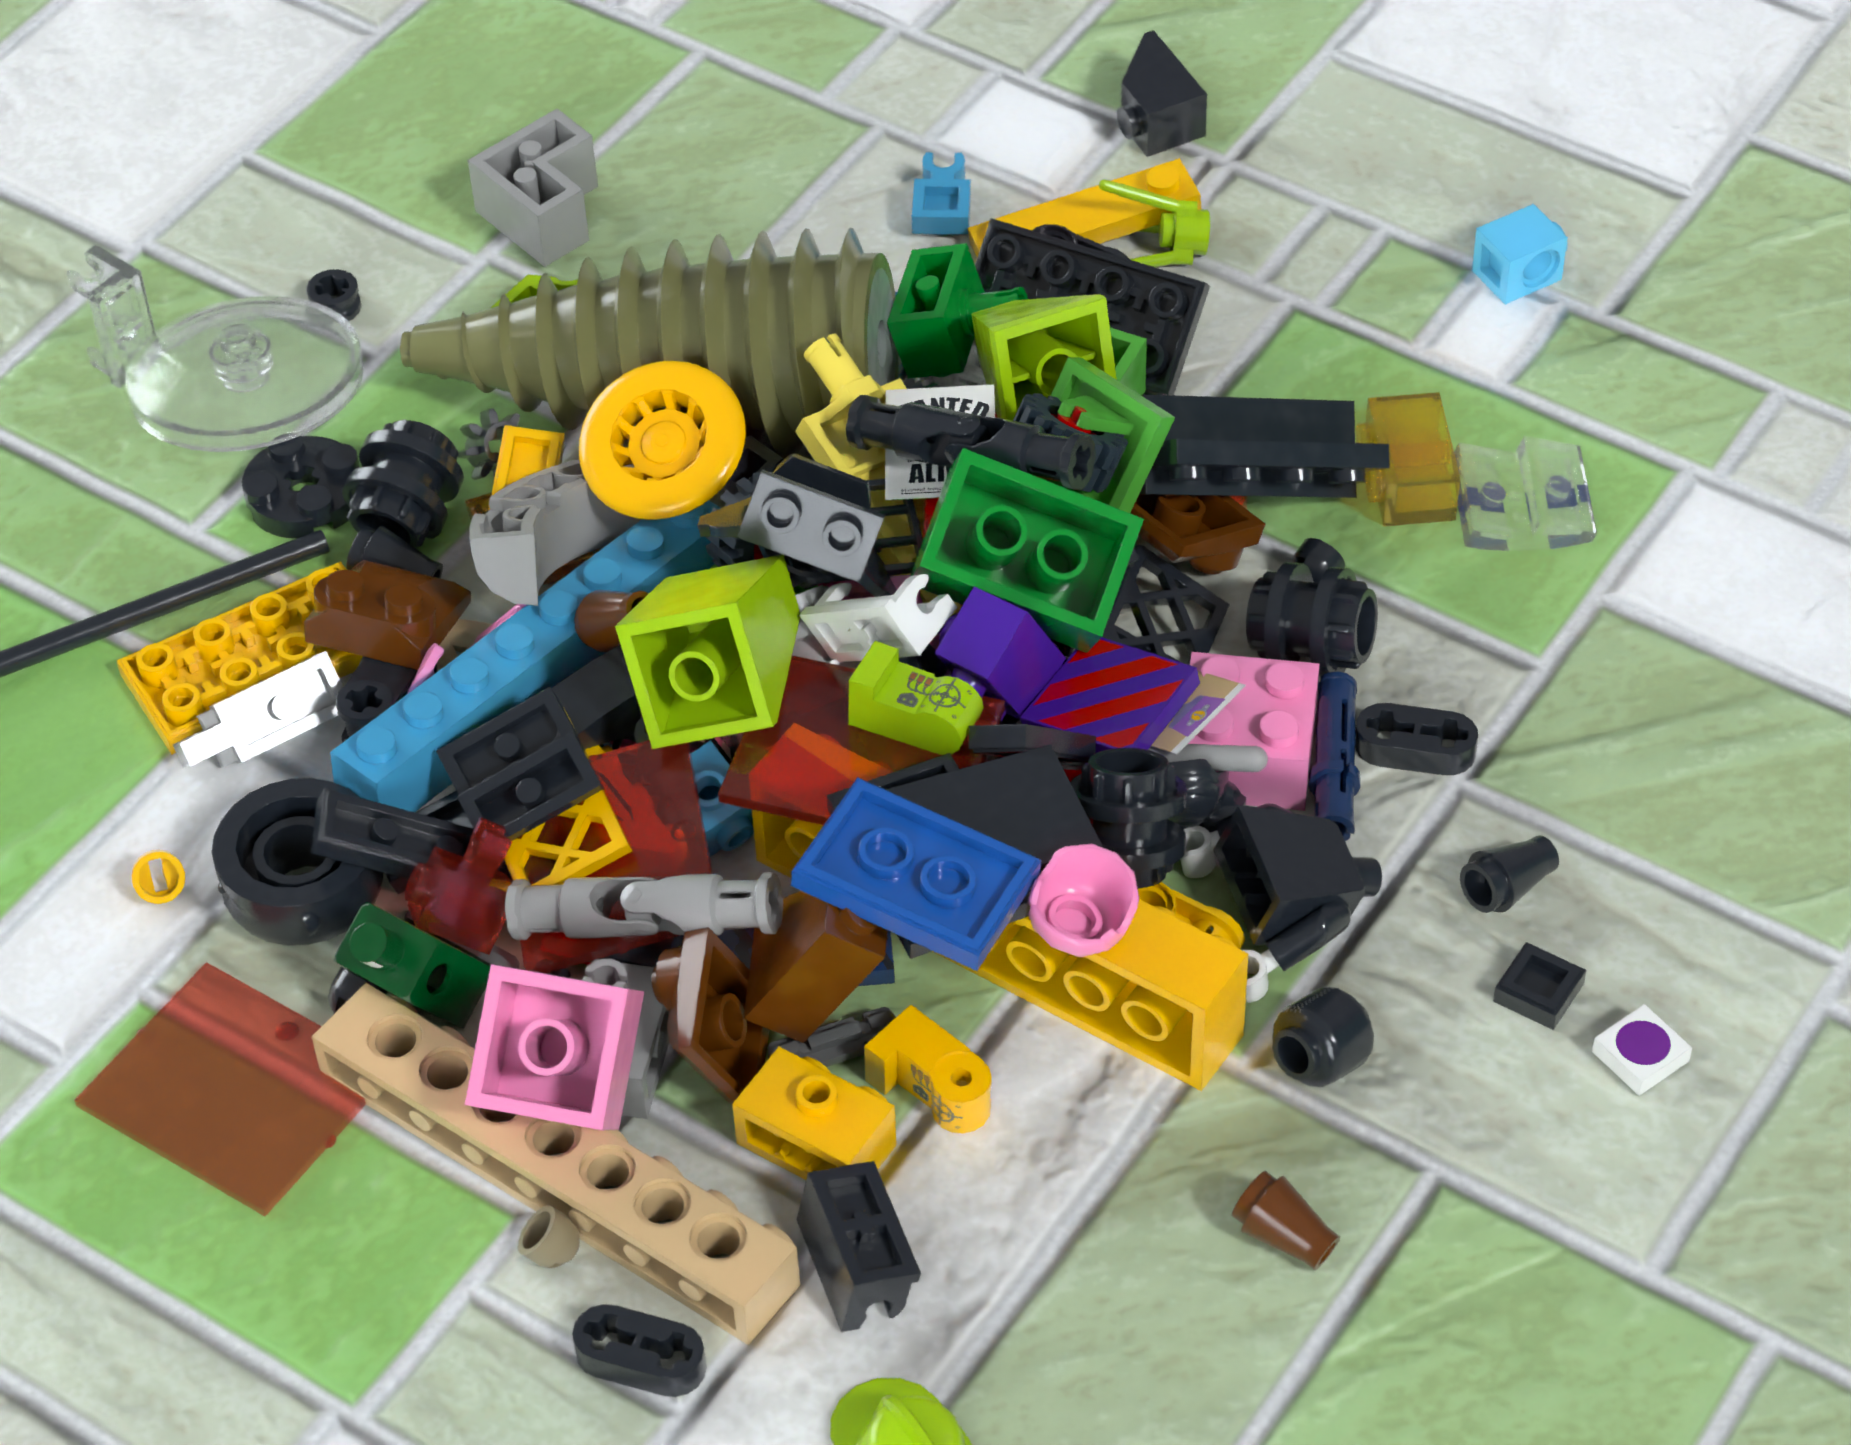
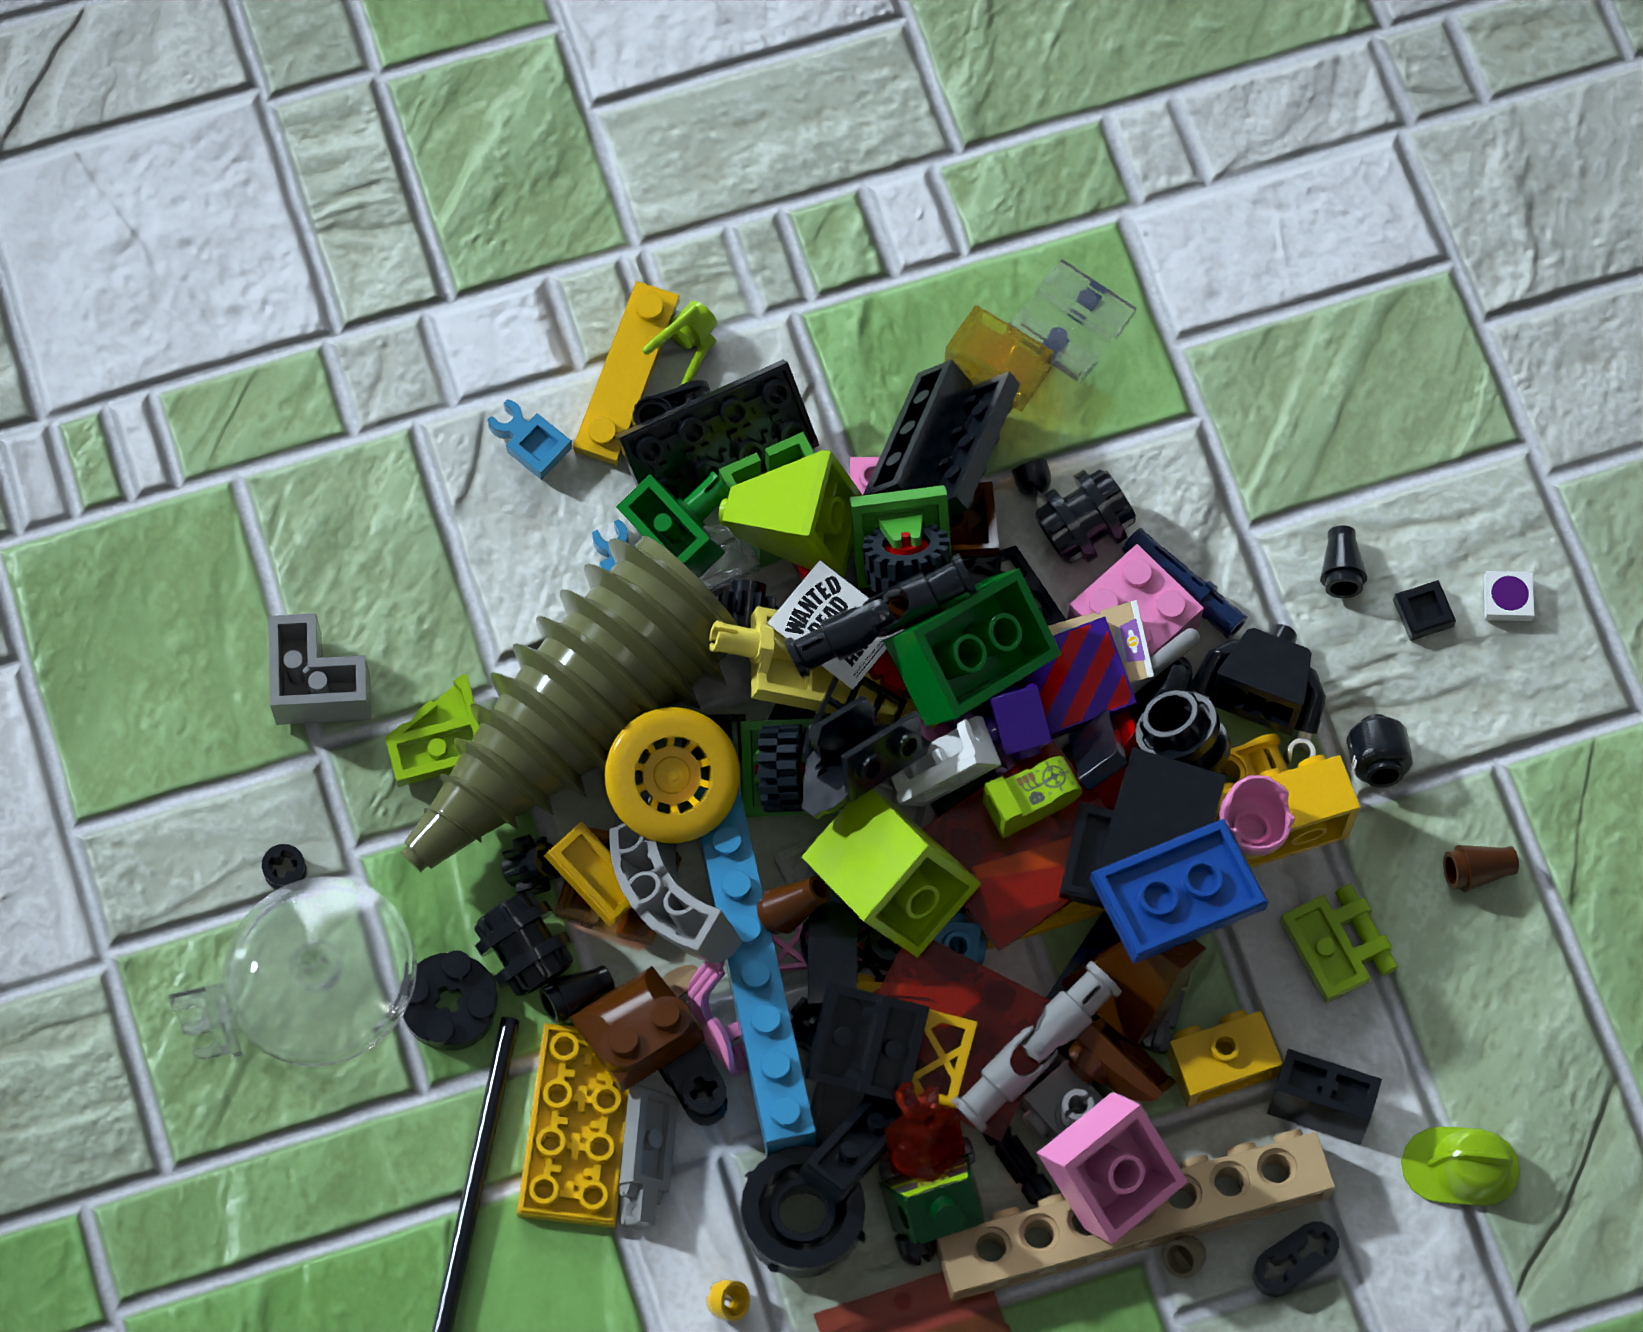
camera: 55 degrees left, 20 degrees up
(931, 1068) = (1236, 966): yellow leg -> none
(1041, 1136) = (1326, 949): none -> lime plate
(1160, 99) = (558, 245): black slope -> none
(1416, 739) = (1210, 537): black beam -> none
(1519, 253) = (884, 159): medium azure brick -> none

